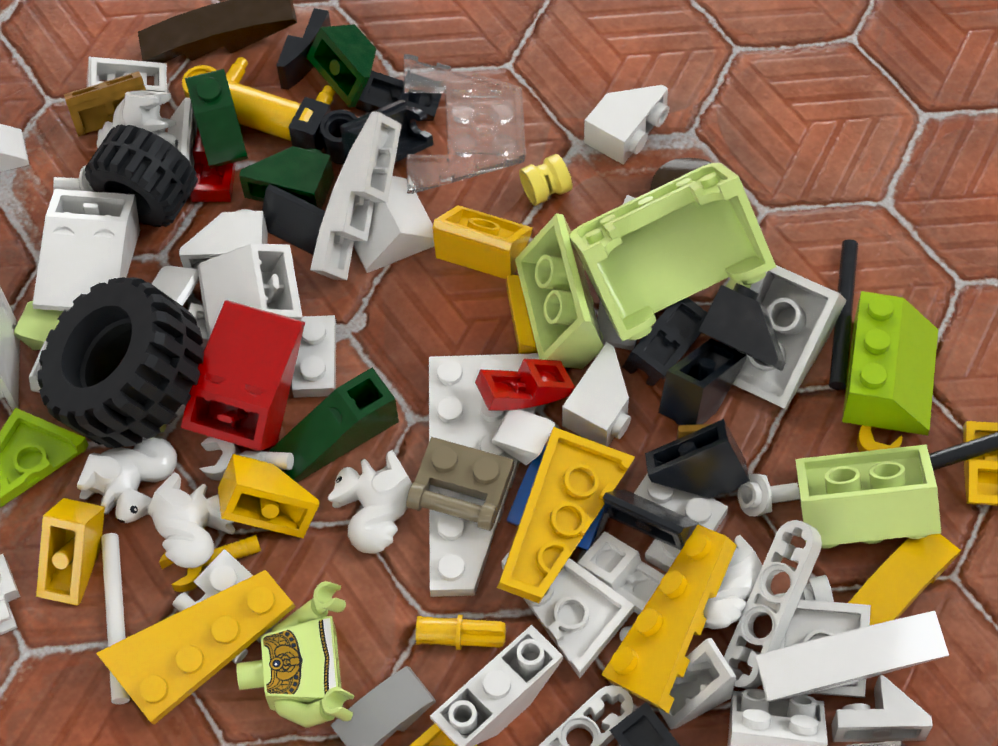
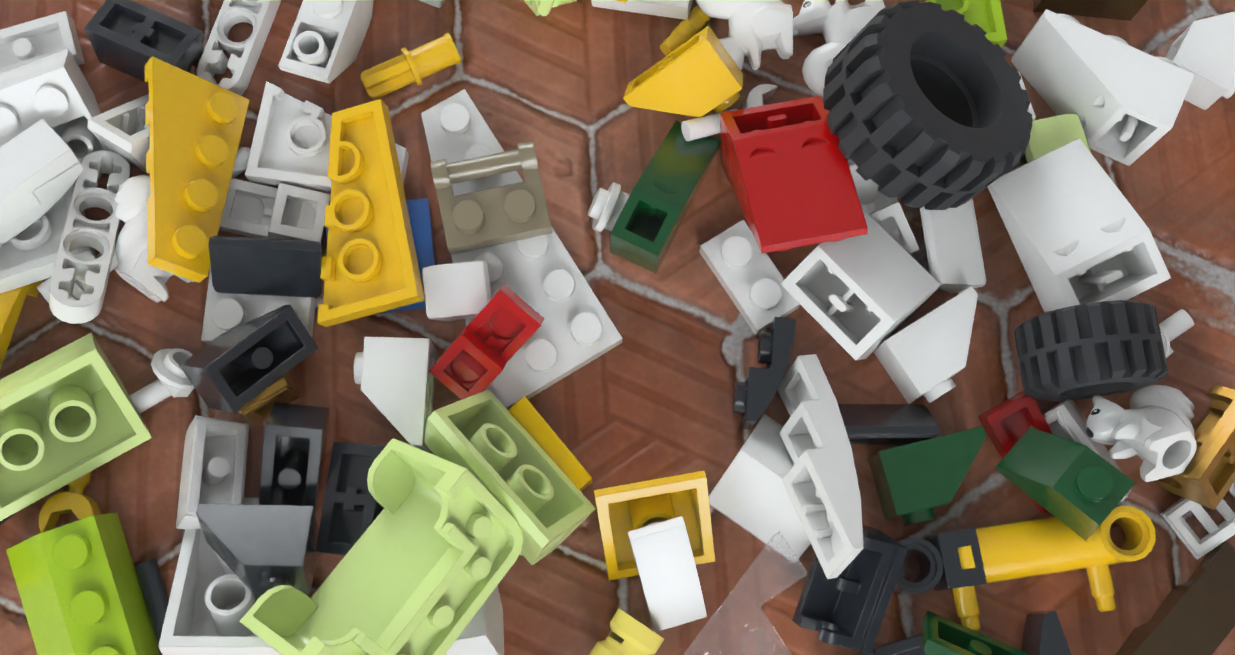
camera: 145 degrees right, 15 degrees up
(354, 277) = (761, 384): none -> black slope
(378, 441) = (607, 207): none -> white plate
(383, 502) = (572, 157): white animal -> none
(492, 199) = (668, 573): none -> white slope
(764, 410) = (211, 467): none -> white slope

